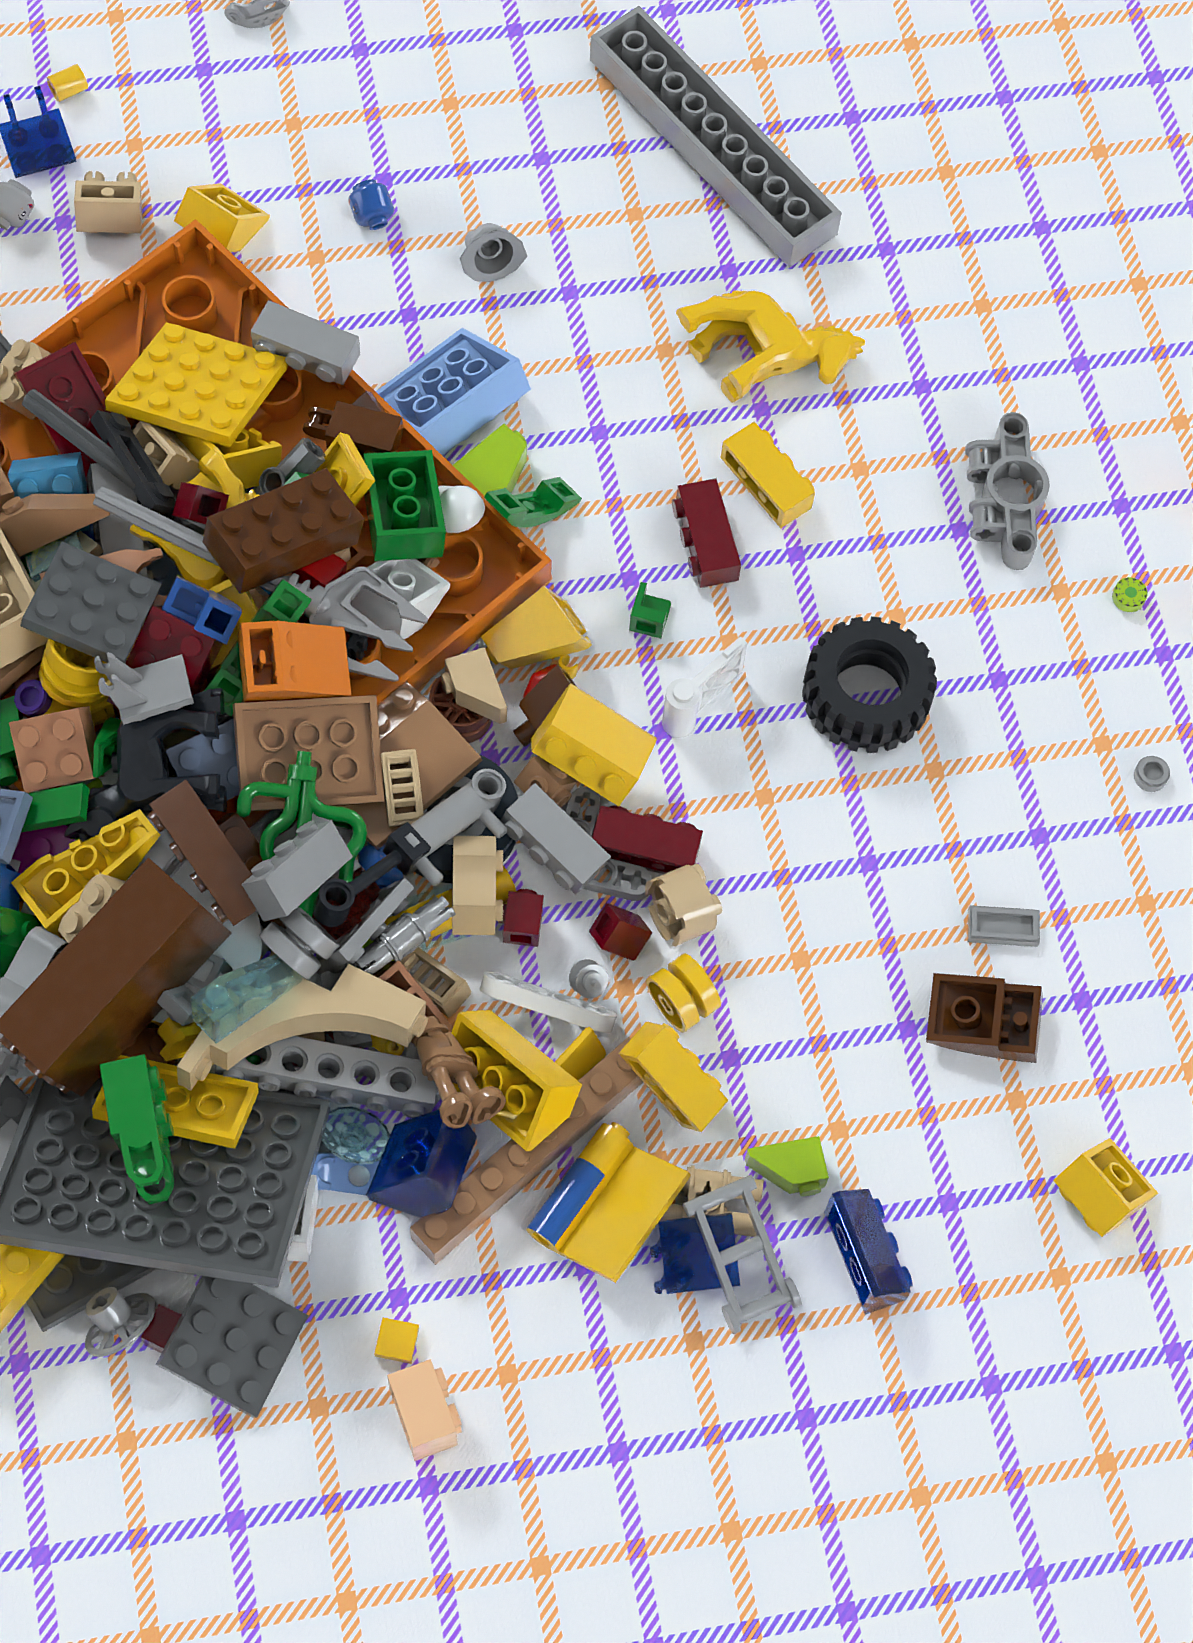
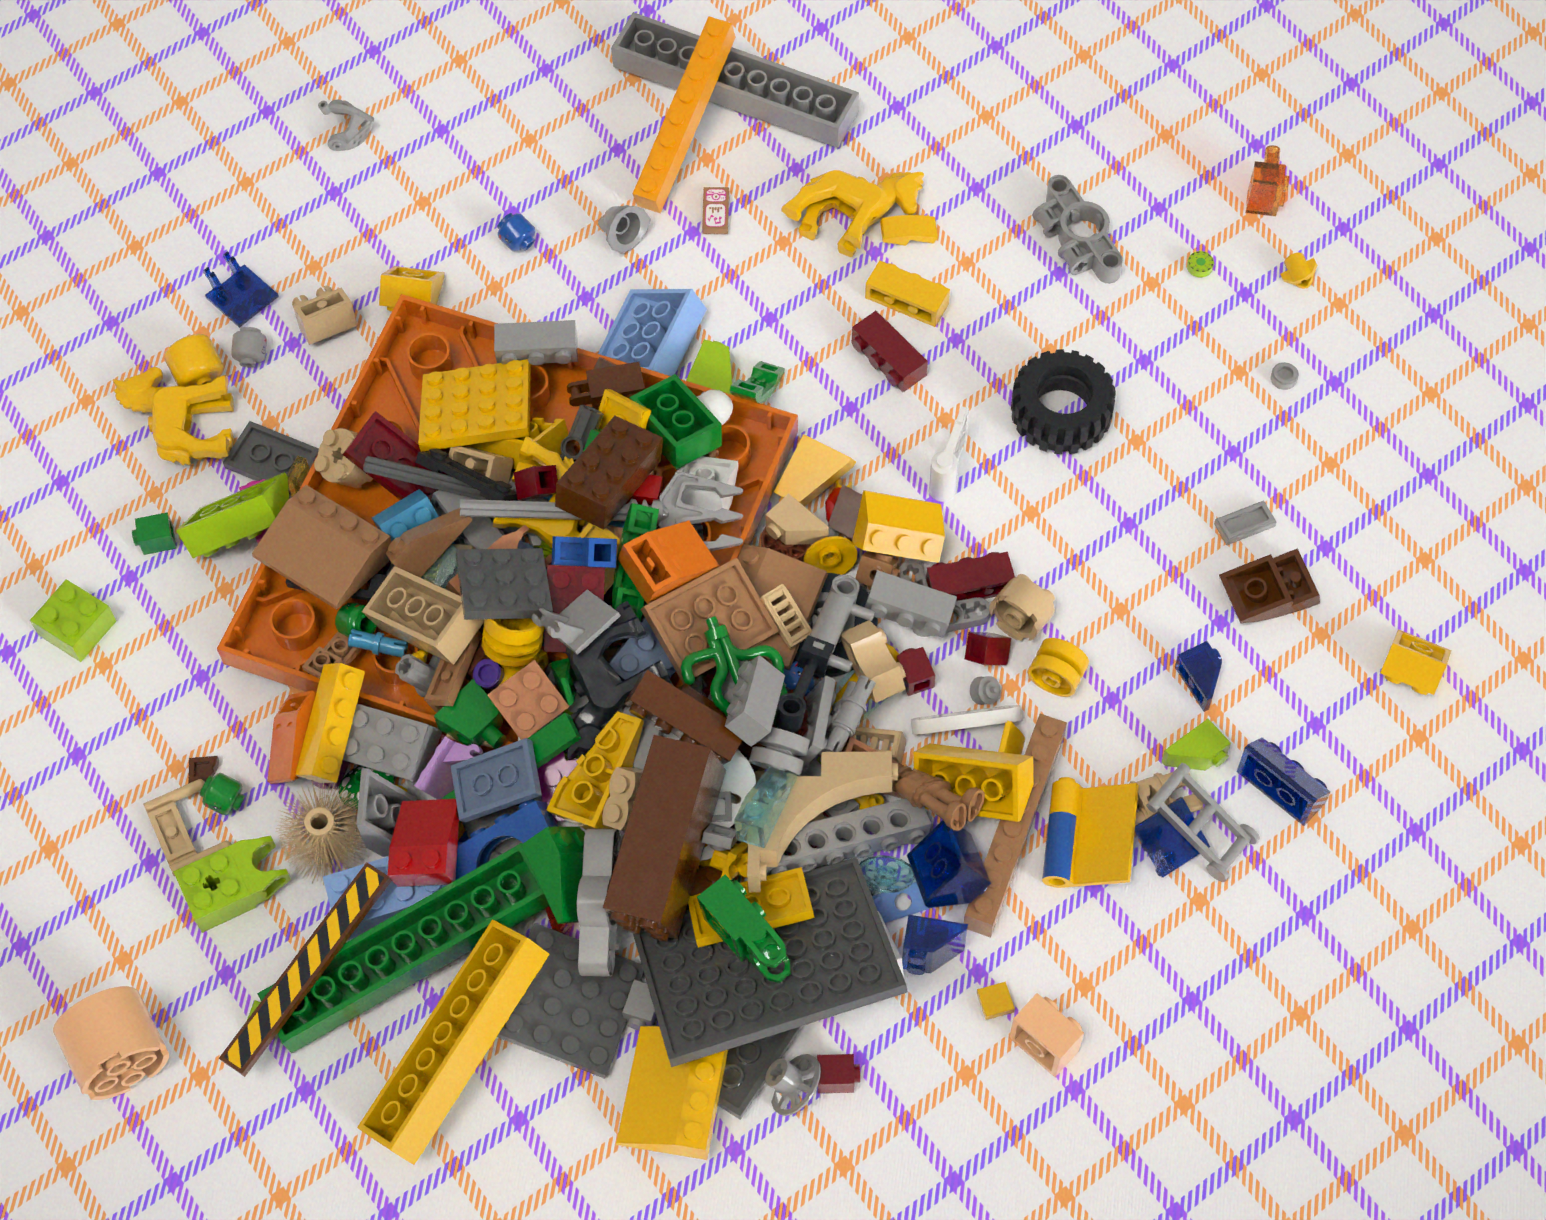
camera: 20 degrees left, 5 degrees down
(67, 82) = (240, 243): yellow piece -> none
(232, 1342) = (883, 1055): dark grey plate -> none
(354, 1241) = (931, 943): none -> clear blue slope
(500, 741) = (832, 554): none -> yellow dish
(608, 279) = (715, 210): none -> tile
(627, 150) = (684, 115): none -> light orange brick
(649, 613) = (880, 425): green panel -> none
(674, 1075) = (1087, 724): yellow brick -> none
(812, 397) = (908, 227): none -> yellow slope
(847, 1077) = (1200, 670): none -> clear blue slope

